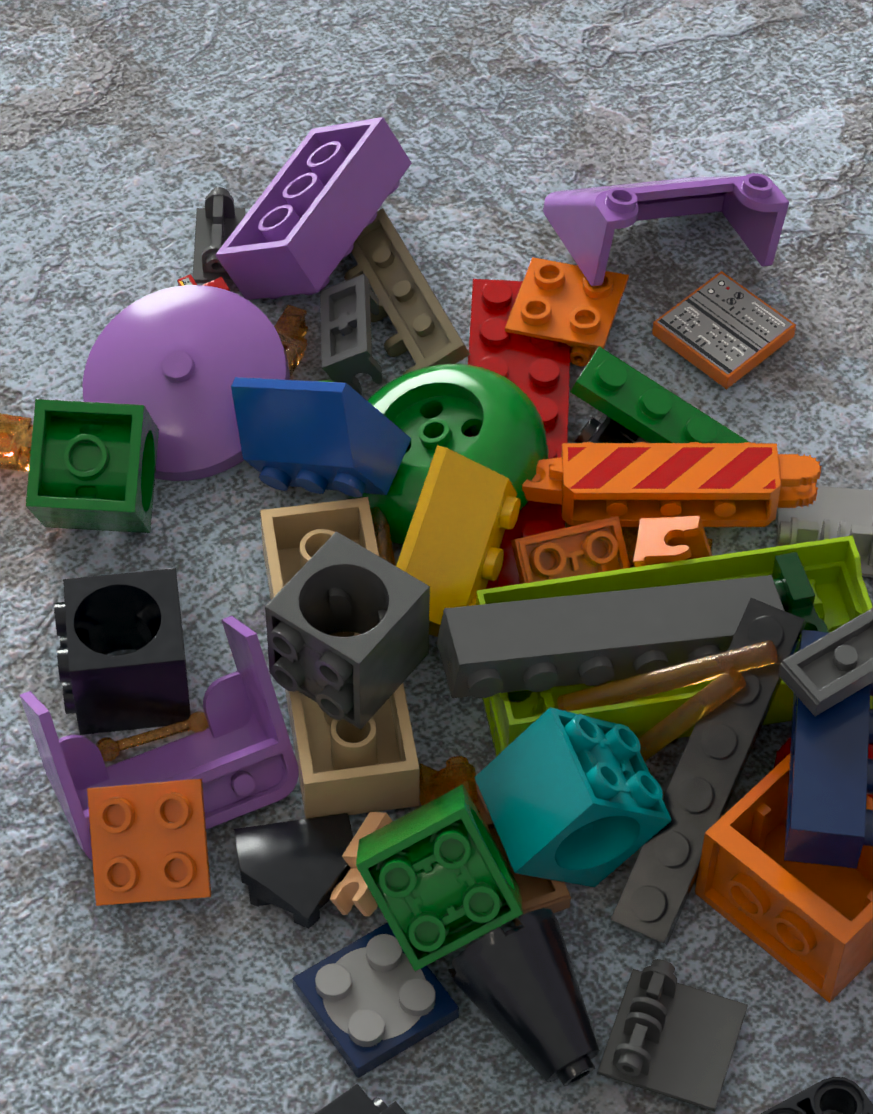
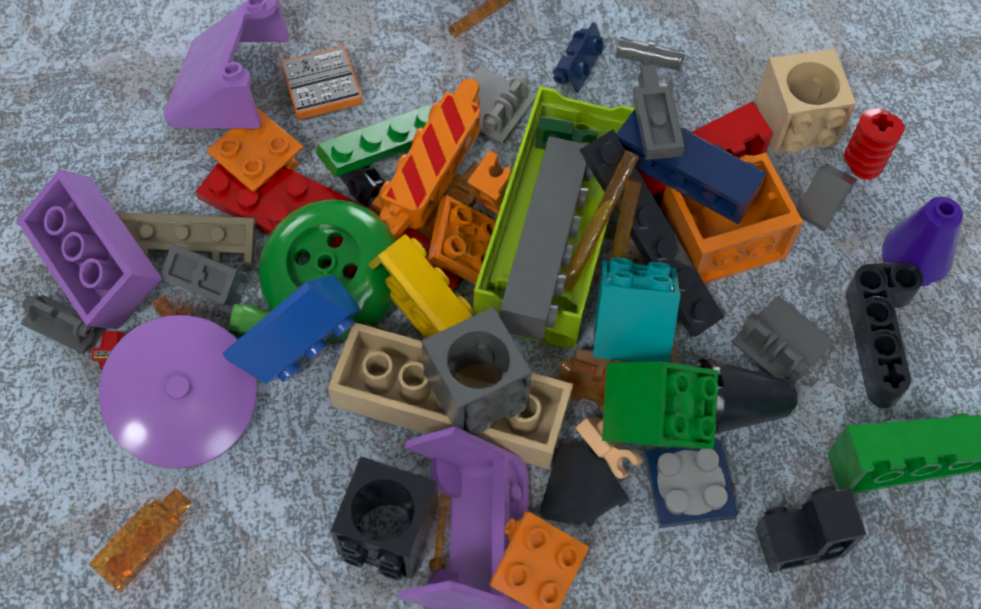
camera: 65 degrees left, 10 degrees up
(92, 466) = (232, 475): green brick -> none

